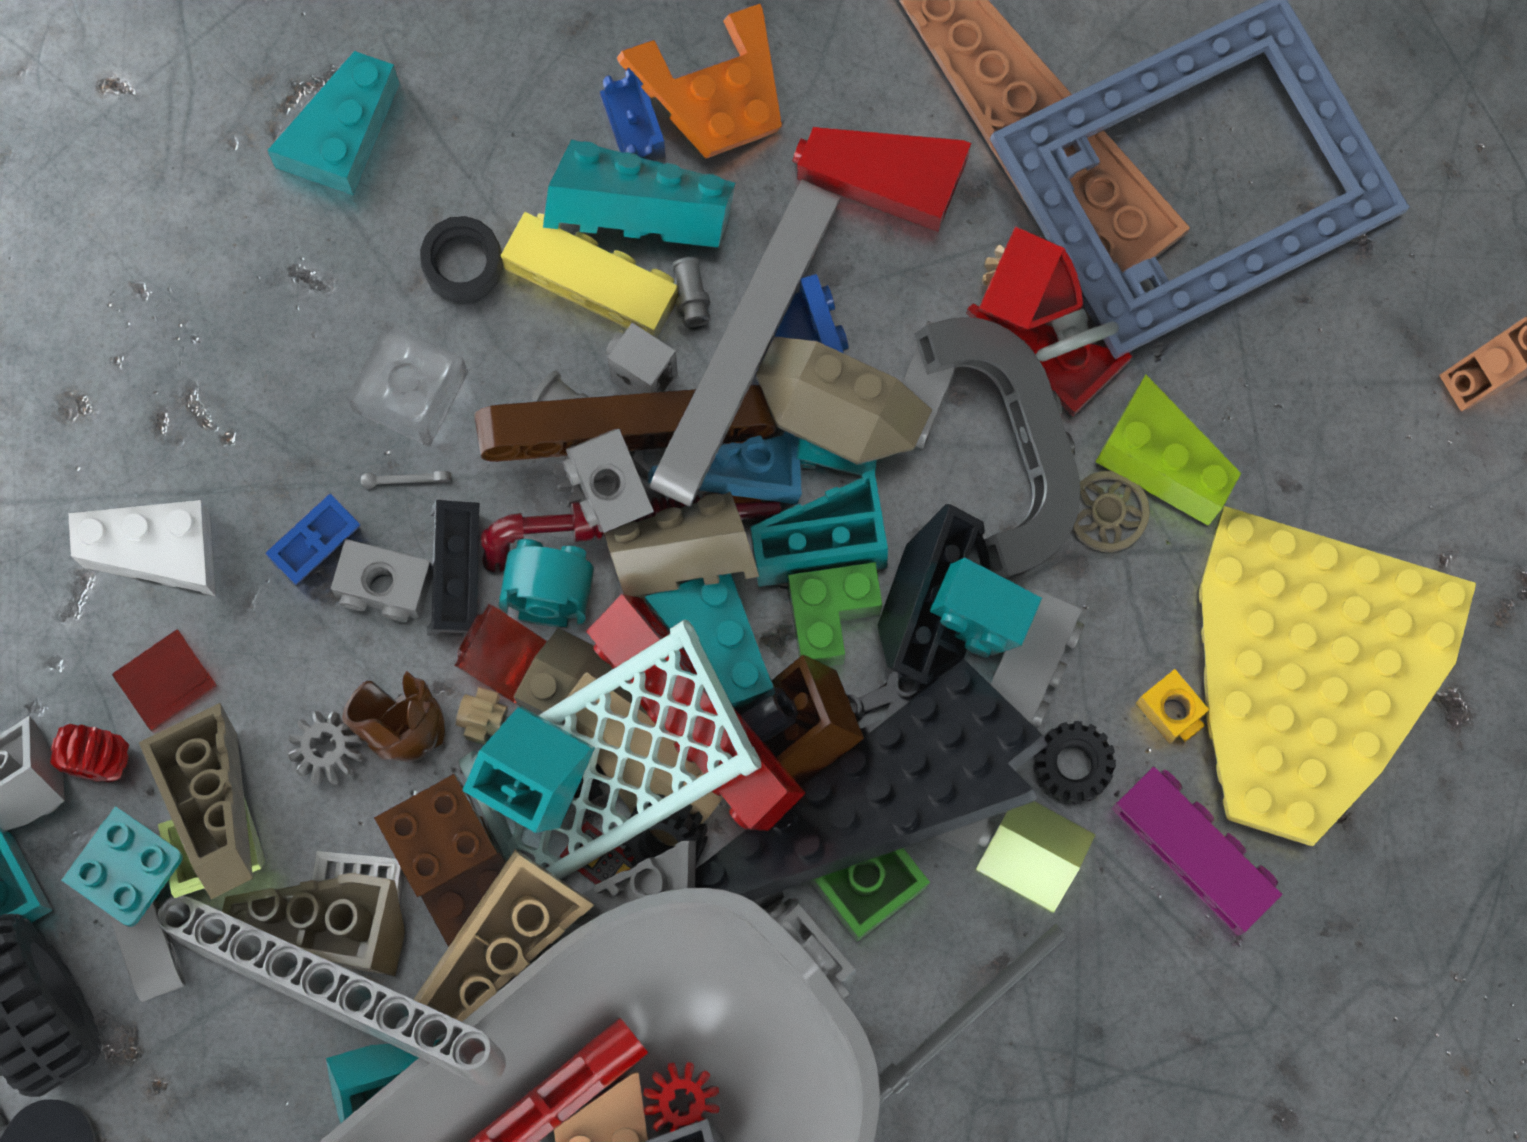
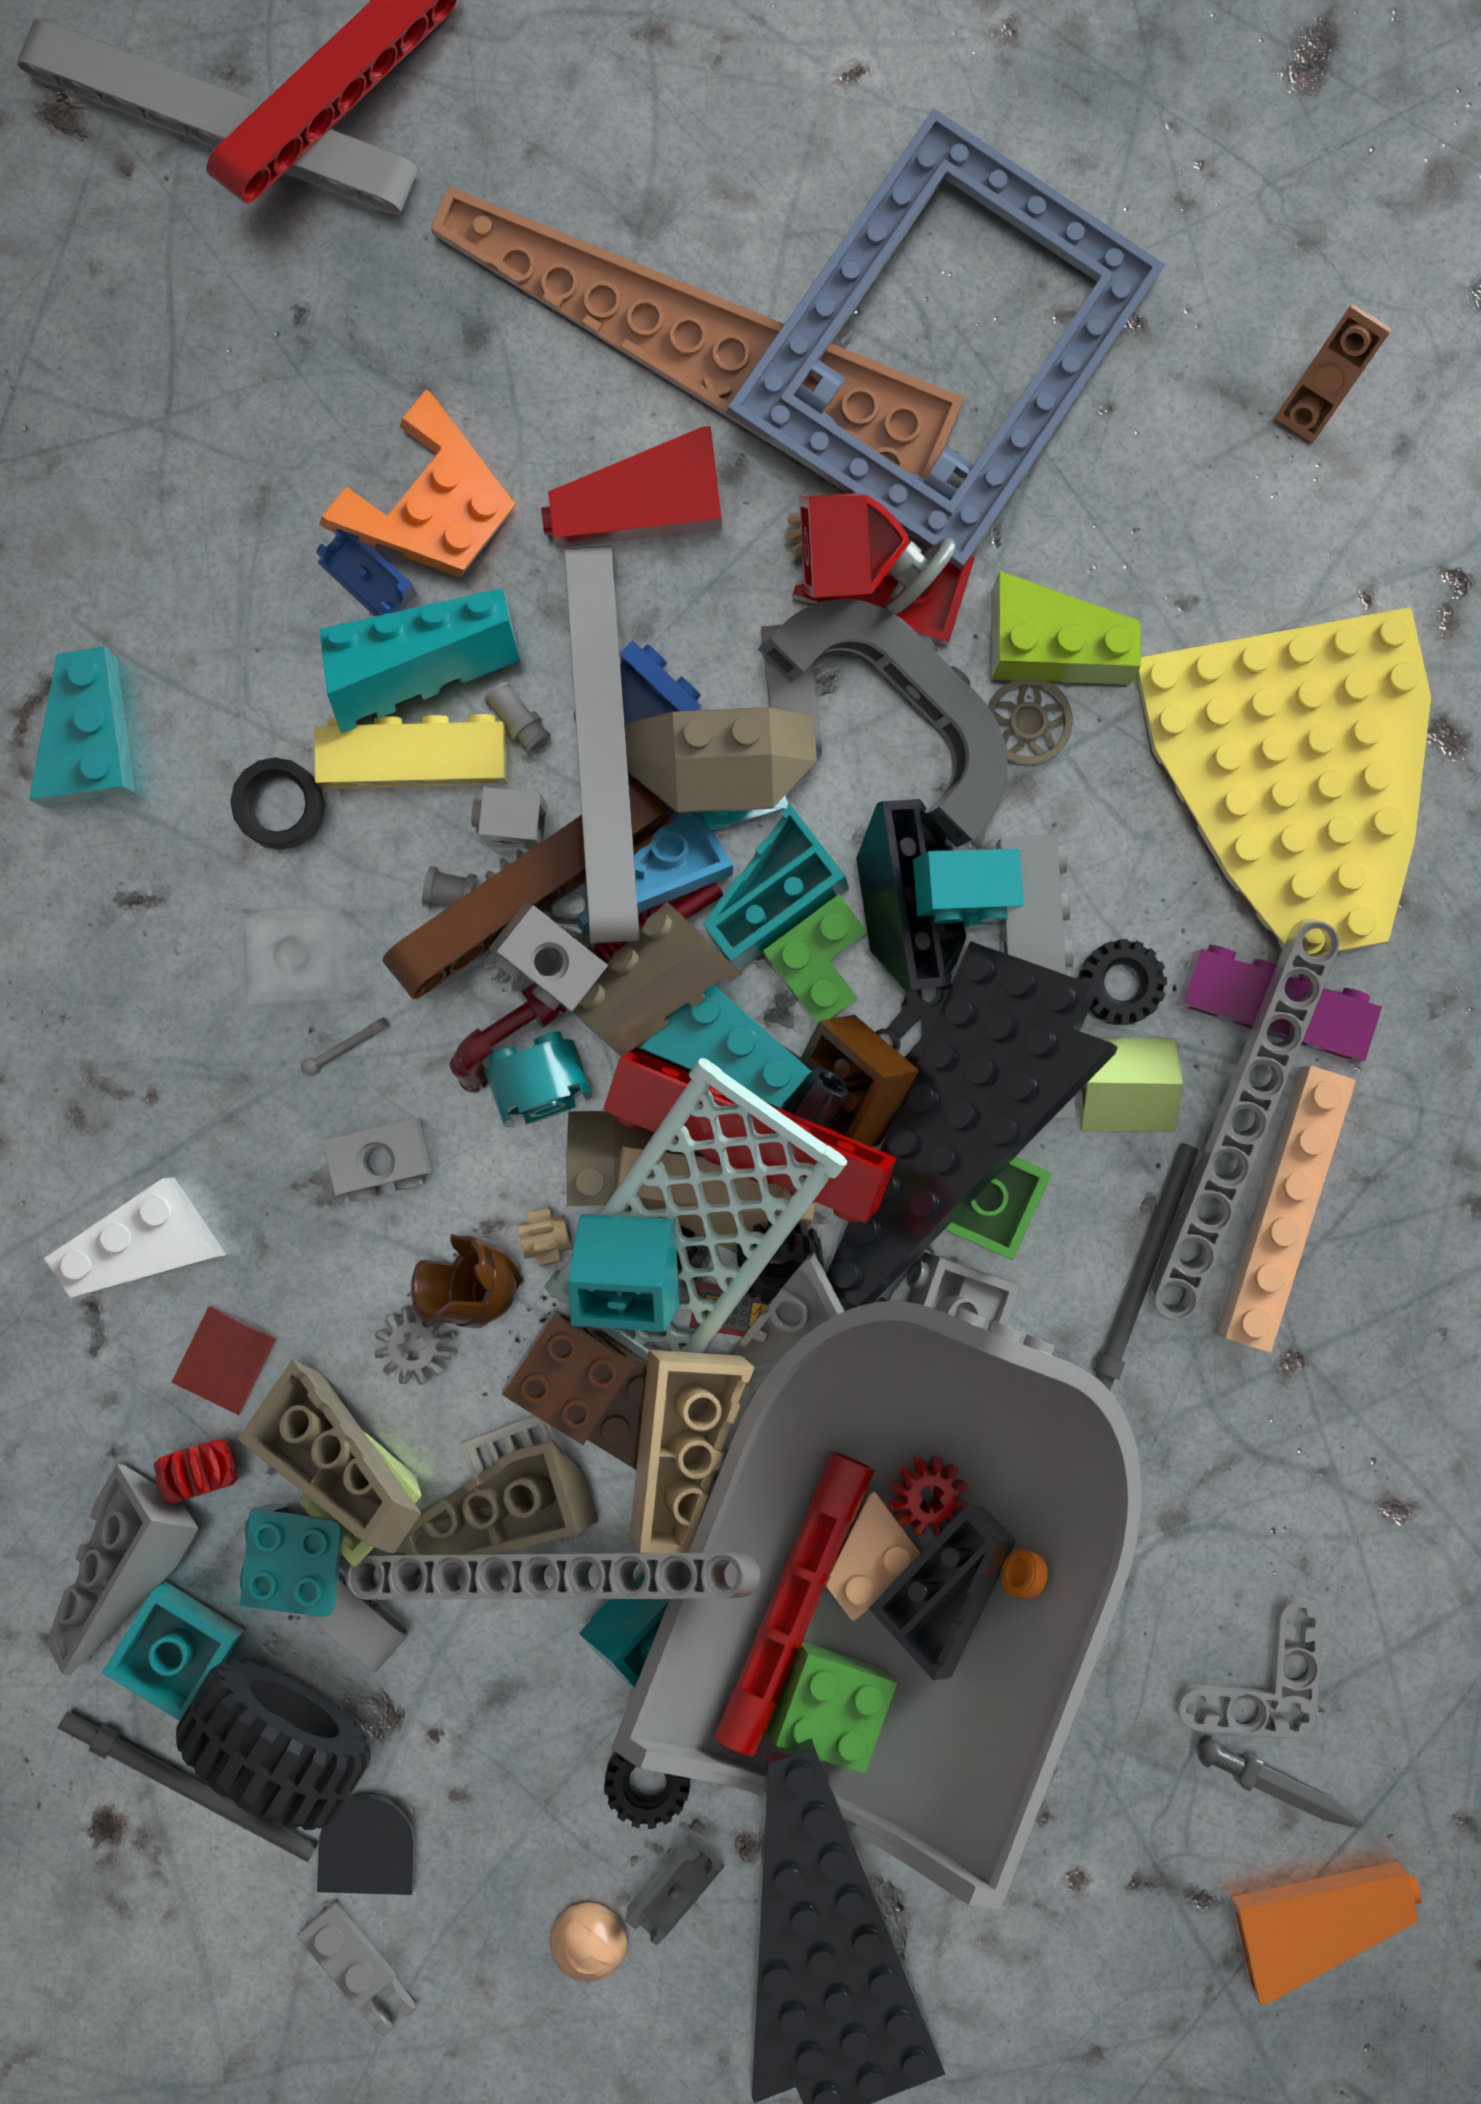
camera: 25 degrees left, 10 degrees up
(312, 539) = (291, 1156): blue hinge -> none
(454, 566) = (441, 1110): black container -> none
(498, 651) = (528, 1168): clear red piece -> none
(1105, 946) = (1242, 1095): none -> light grey beam
(1114, 1023) = (1285, 1207): none -> light nougat brick
(1173, 688) = (1168, 886): yellow brick -> none

